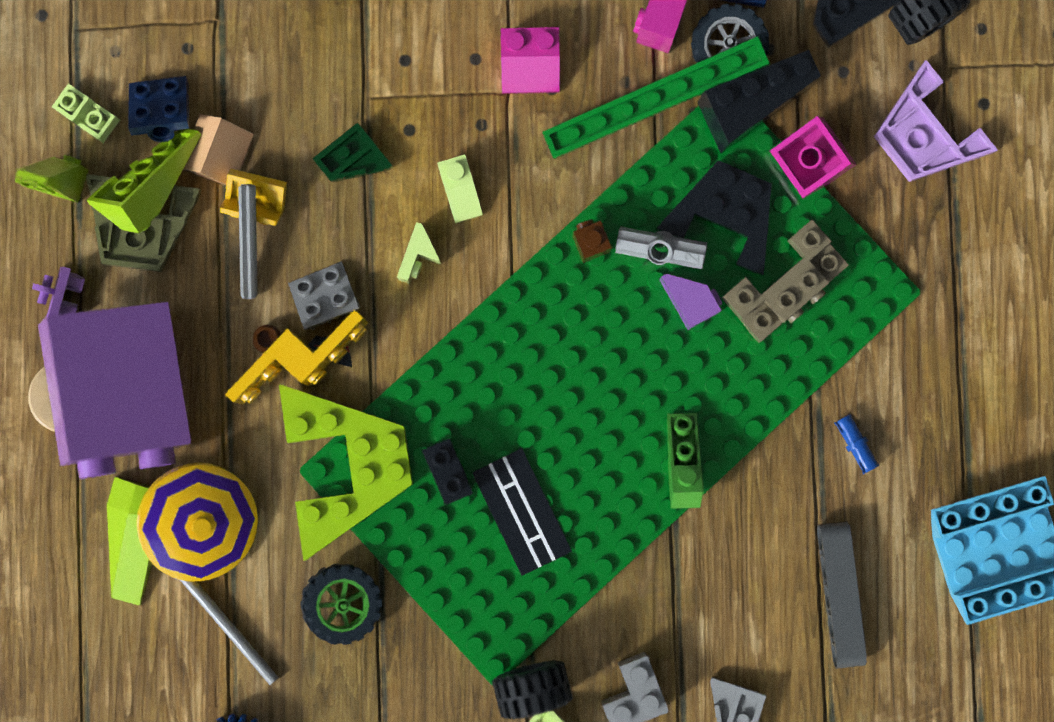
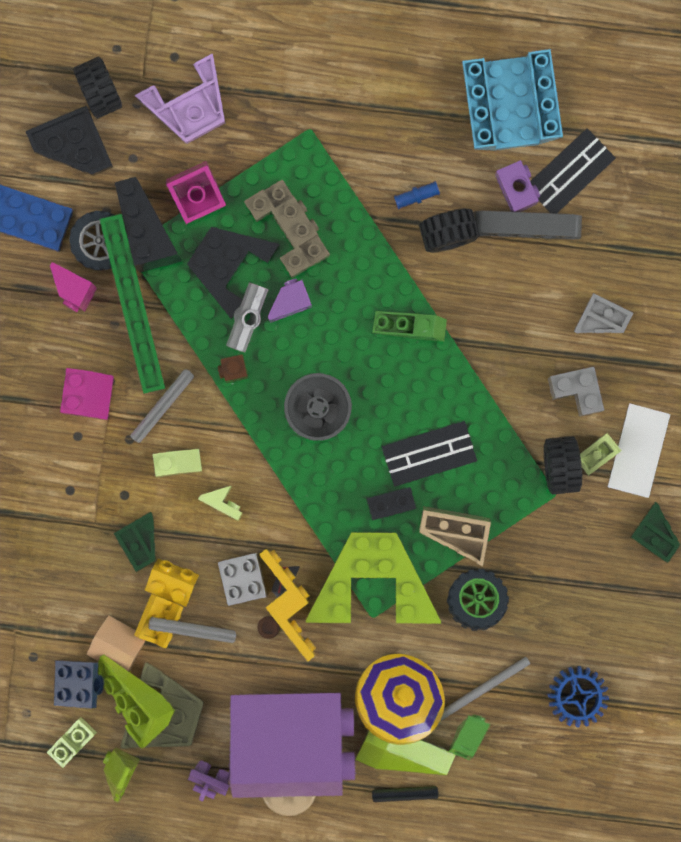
camera: 80 degrees left, 0 degrees up
(79, 547) = (405, 794): none -> black axle
(159, 619) = (469, 736): none -> bright green slope
(306, 206) = (171, 582): none -> yellow bracket
(425, 563) = (458, 531): none -> tan wedge
(530, 159) = (162, 406): none -> light grey axle
(563, 336) = (302, 402): none -> dark grey piece
(818, 492) = (449, 230): none -> black tyre
(907, 568) = (517, 200): none -> medium lavender brick
(921, 641) = (571, 171): none -> black sticker

